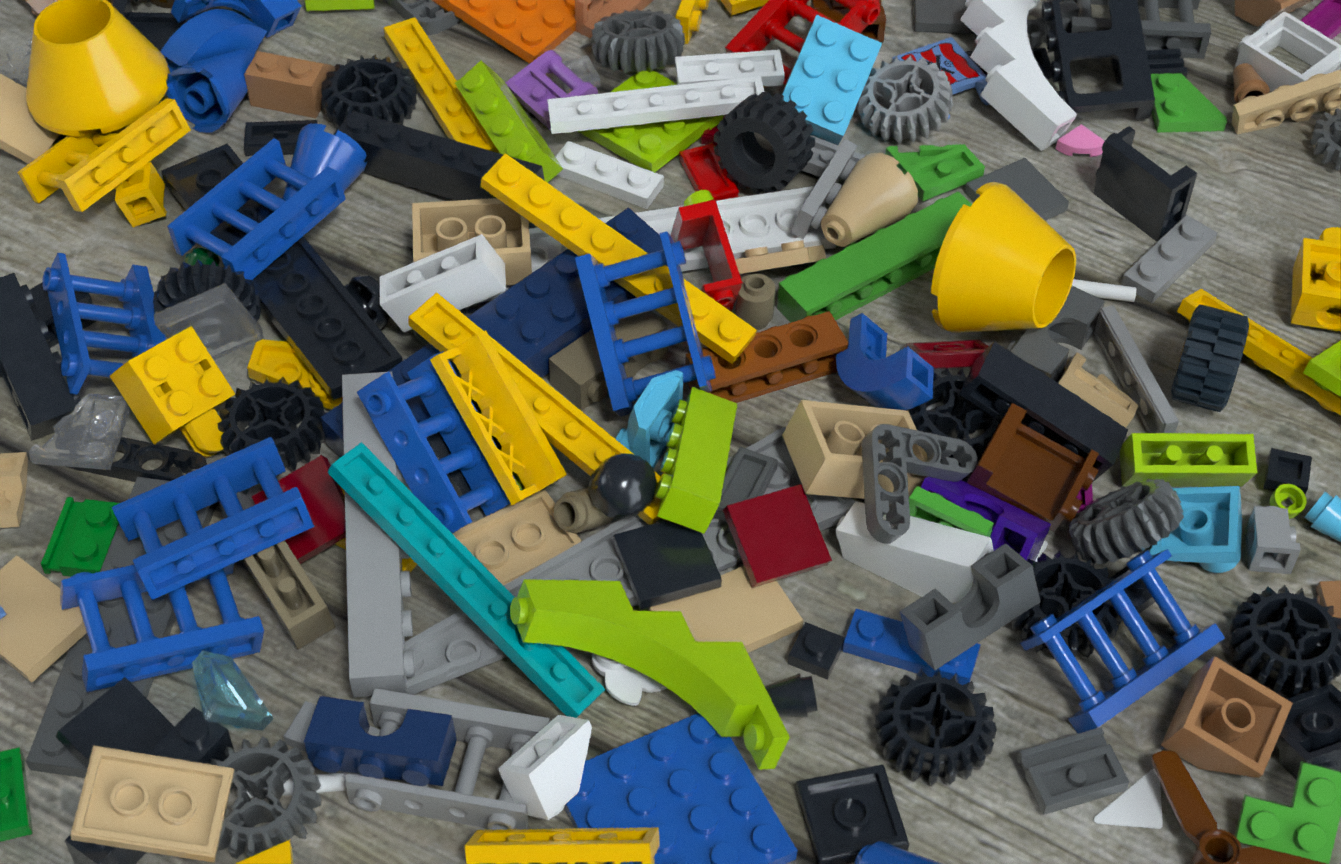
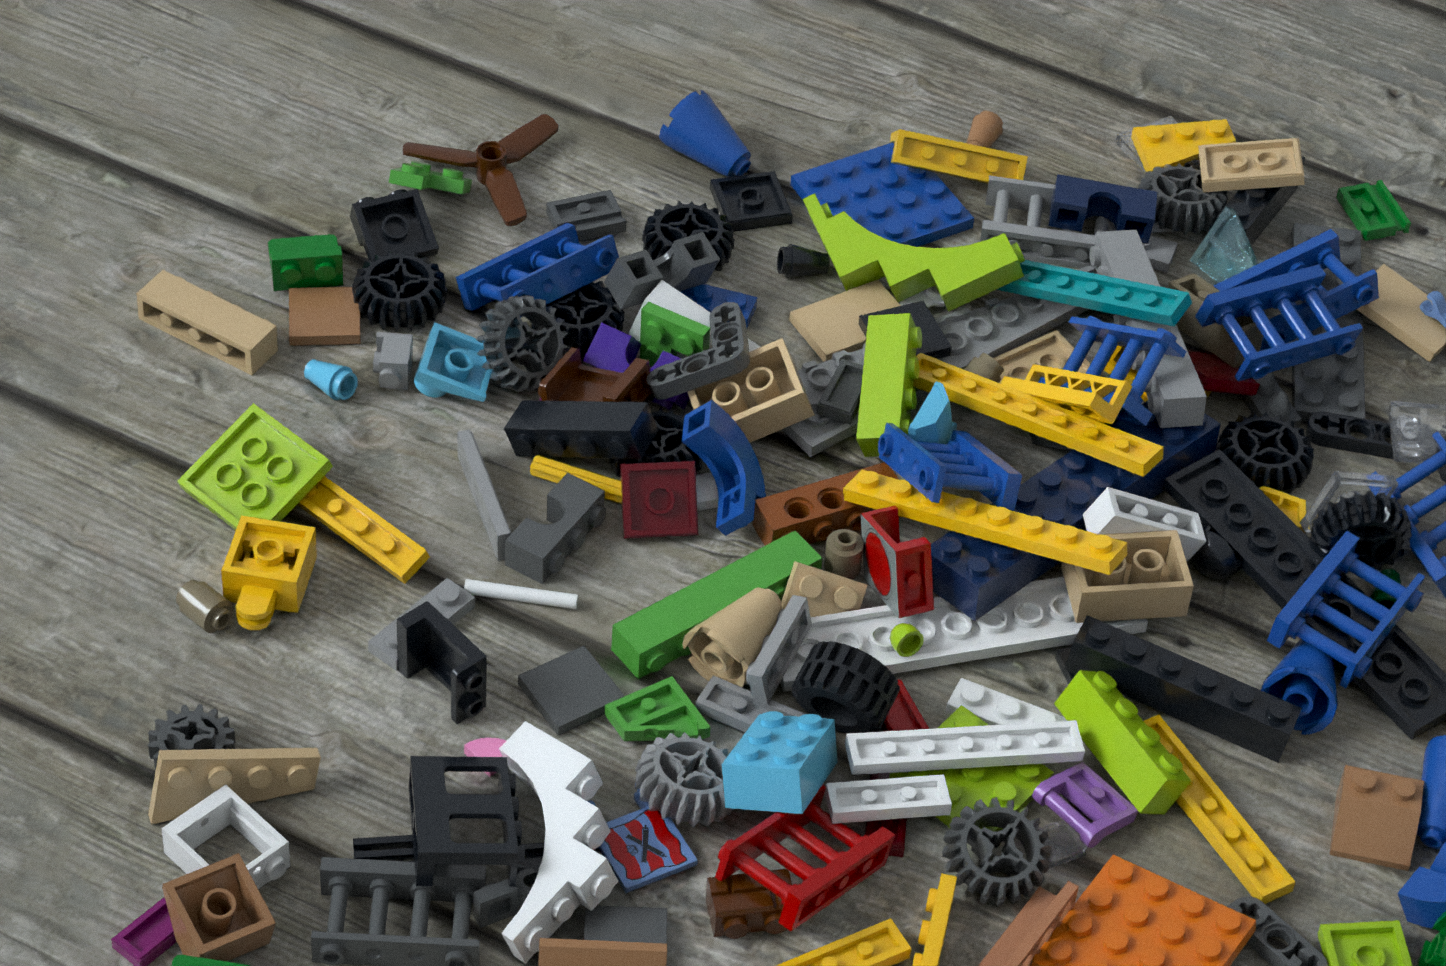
camera: 175 degrees right, 5 degrees down
(80, 537) = (1388, 379): green plate -> none
(116, 721) = (1291, 225): black tile -> none
(176, 390) = (1358, 443): yellow brick -> none
(261, 133) = (1390, 764): black tile -> none
(369, 88) = (1283, 806): black gear -> none
(548, 767) = (980, 195): white slope -> none
(623, 485) = (948, 353): black hair -> none
(777, 535) = (821, 348): dark red tile -> none
(816, 650) = (778, 299): black plate -> none
(1001, 266) = (609, 514): yellow cone -> none
(1098, 391) = (524, 478): tan wing -> none
(1136, 806) = (535, 211): white sticker -> none
(1182, 106) = (368, 801): bright green wing -> none
(1188, 459) = (455, 406): lime brick -> none
(1210, 358) = (418, 475): black wheel -> none
(1226, 721) = (468, 229): medium nougat slope -> none
(1248, 83) = (287, 813): medium nougat cone -> none
(1287, 468) = (362, 416): black plate -> none
(1292, 492) = (370, 392): lime hinge -> none

